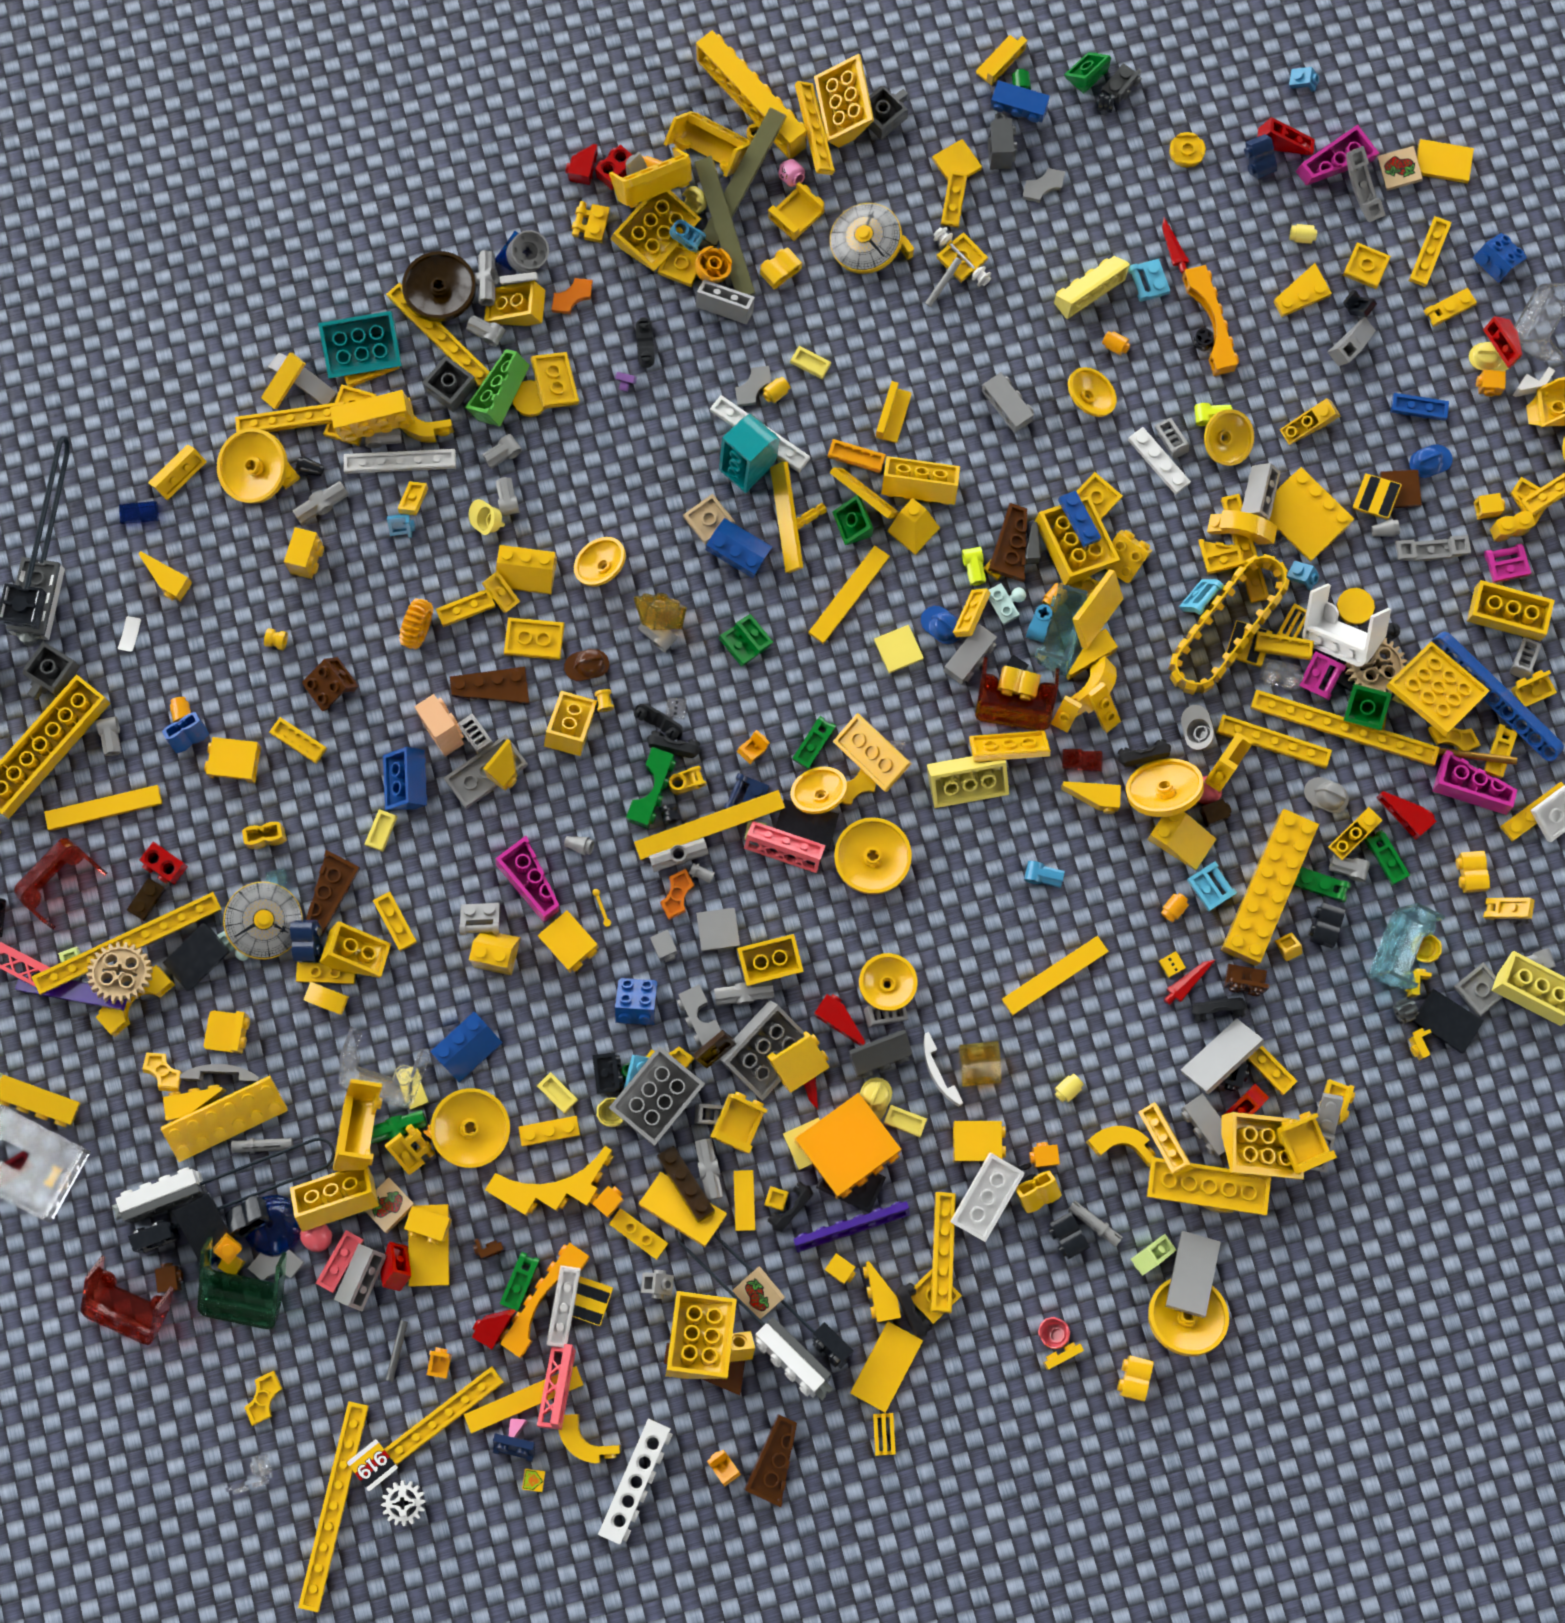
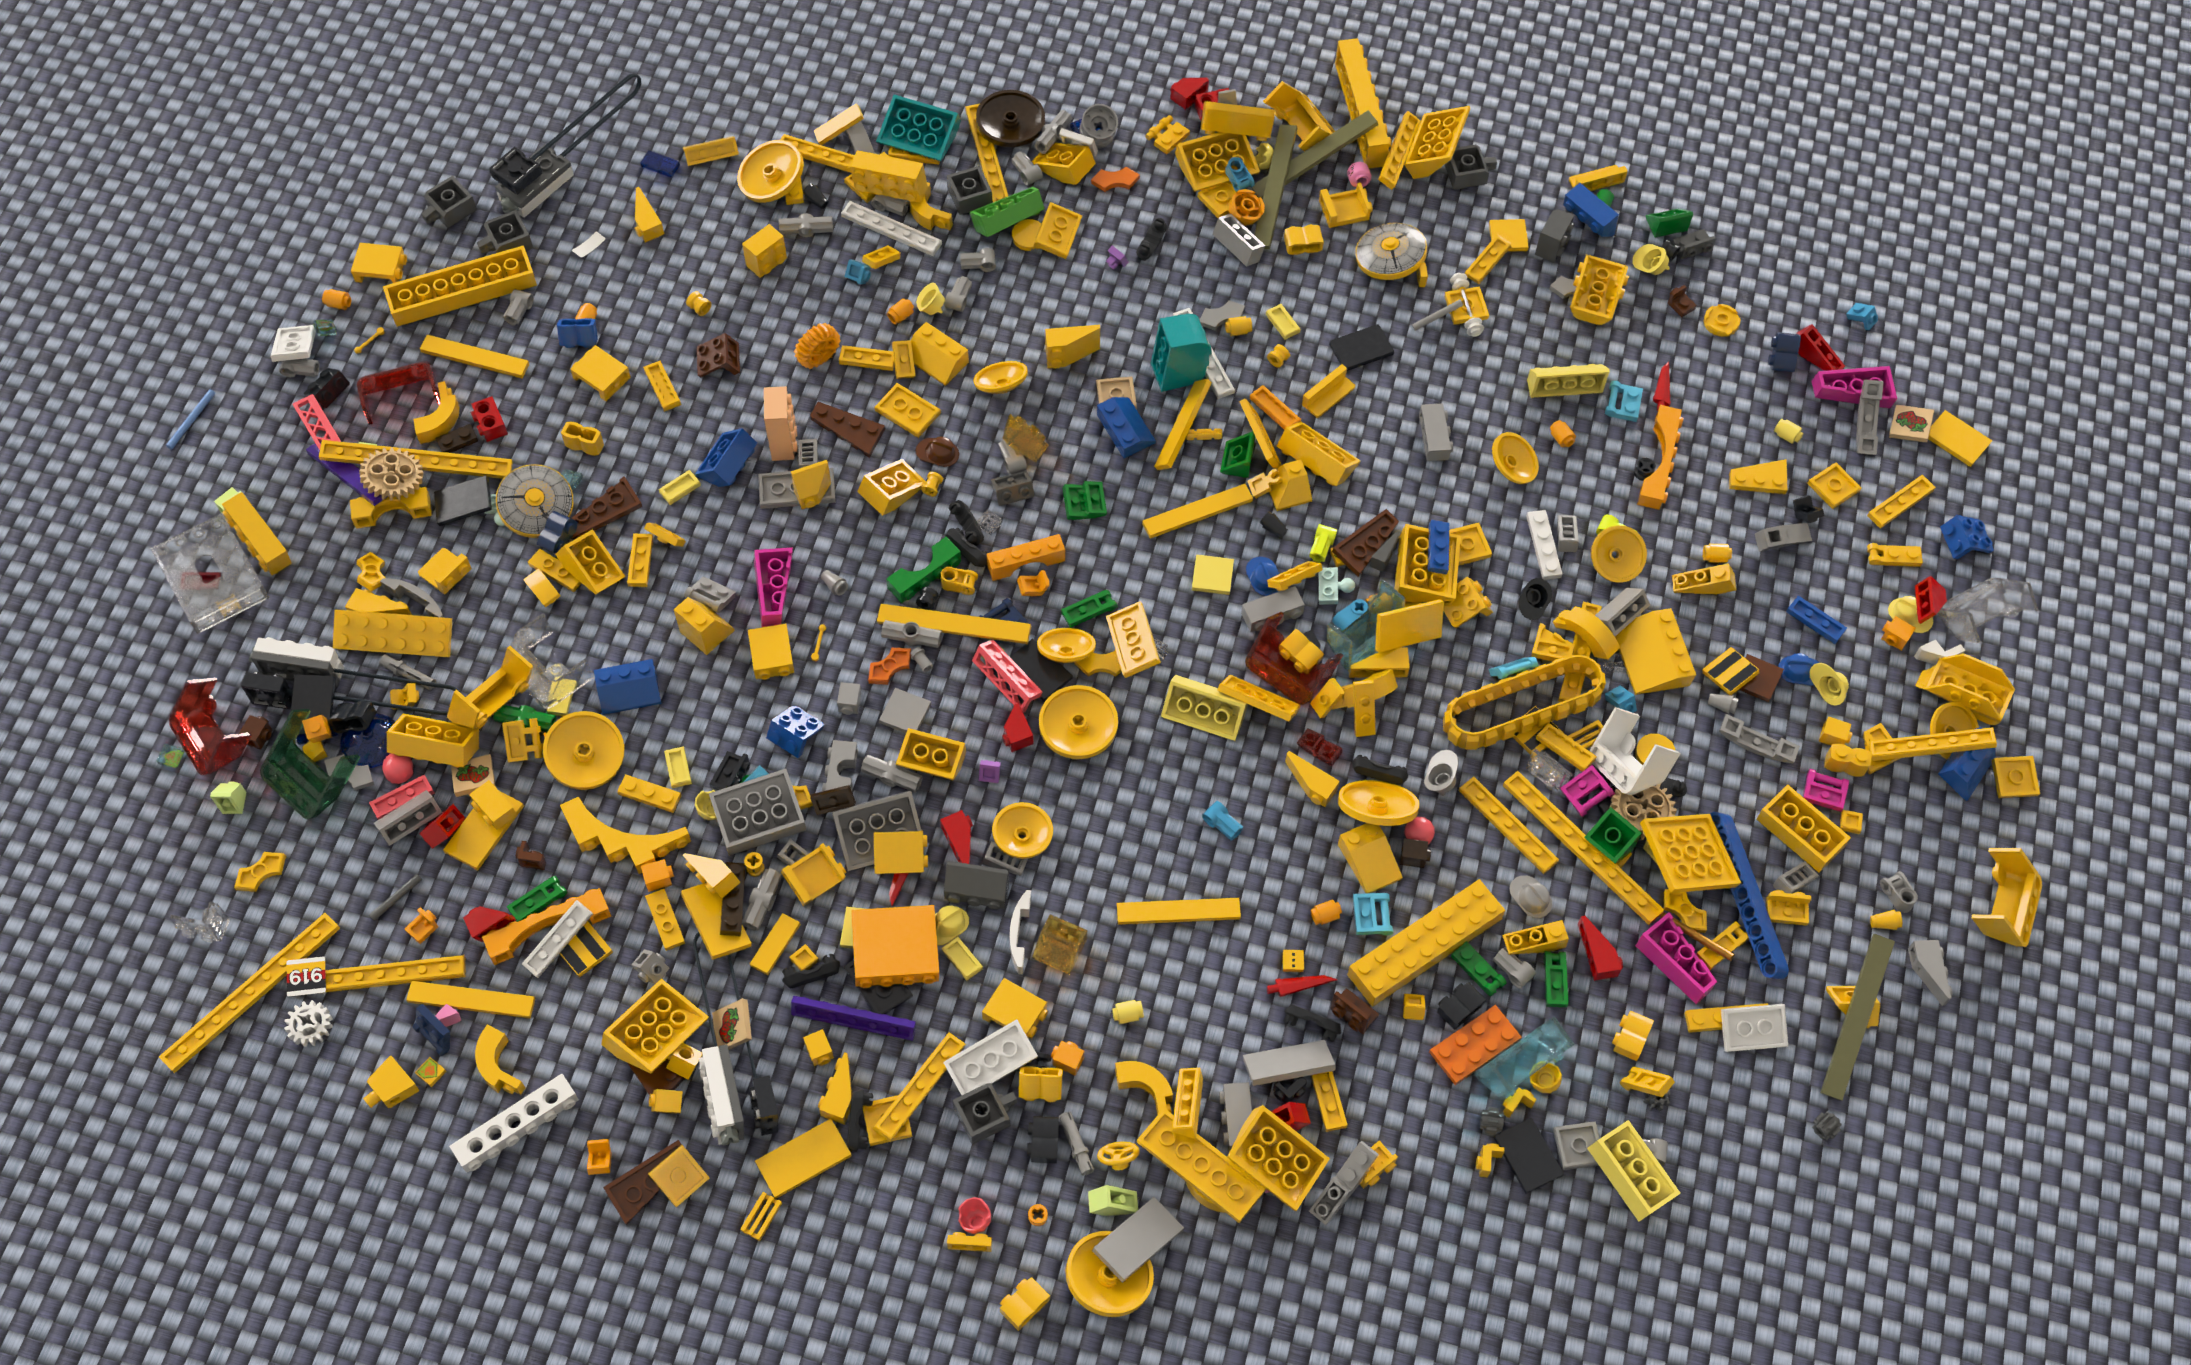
camera: 30 degrees right, 15 degrees down
(106, 1343) = (170, 756): none -> clear light blue tile
(121, 887) = (441, 420): none -> yellow arch
(190, 1350) = (229, 797): none -> yellowish green slope
(277, 1171) = (407, 696): none -> yellow bracket
(400, 885) = (664, 535): none -> yellow plate
(465, 543) = (900, 311): none -> light orange brick
(509, 1512) = (390, 1085): none -> yellow torso
(561, 1388) = (504, 1001): coral fence -> none
(638, 498) = (1070, 344): none -> yellow slope
(660, 1173) = (714, 872): none -> yellow slope
(676, 663) = (1013, 487): none -> dark grey bracket
(685, 1137) = (749, 863): none -> yellow bush
(743, 712) = (1006, 561): none -> light orange arch
(748, 1389) = (665, 1101): none -> yellow brick
(798, 1443) = (678, 1176): none -> yellow tile
(825, 893) = (1017, 731): none -> red slope
(825, 943) = (989, 771): none -> medium lavender tile
(829, 401) = (1278, 356): none -> yellow wheel
(890, 538) = (1262, 483): none -> yellow plate
(894, 351) = (1361, 347): none -> black tile
(922, 572) = (1273, 524): none -> black cone
(1020, 1242) = (991, 1105): none -> dark grey hinge
(1070, 178) = (1598, 289): none -> yellow slope
(1095, 121) = (1651, 259): none -> light yellow piece
(1097, 1295) = (1037, 1208): none -> light orange bush
(1136, 1214) = (1119, 1158): none -> yellow piece
(1143, 150) = (1681, 302): none -> reddish brown bracket
(1183, 520) = (1535, 598): none -> black piece
(1228, 762) = (1458, 806): yellow panel -> none
(1304, 1142) = (1316, 1174): yellow panel -> none
(1306, 388) = (1717, 553): none -> yellow brick
(1355, 951) = (1475, 1044): none -> orange plate
(1463, 463) = (1829, 683): none -> light yellow piece
(1541, 580) = (1851, 821): none -> yellow tile

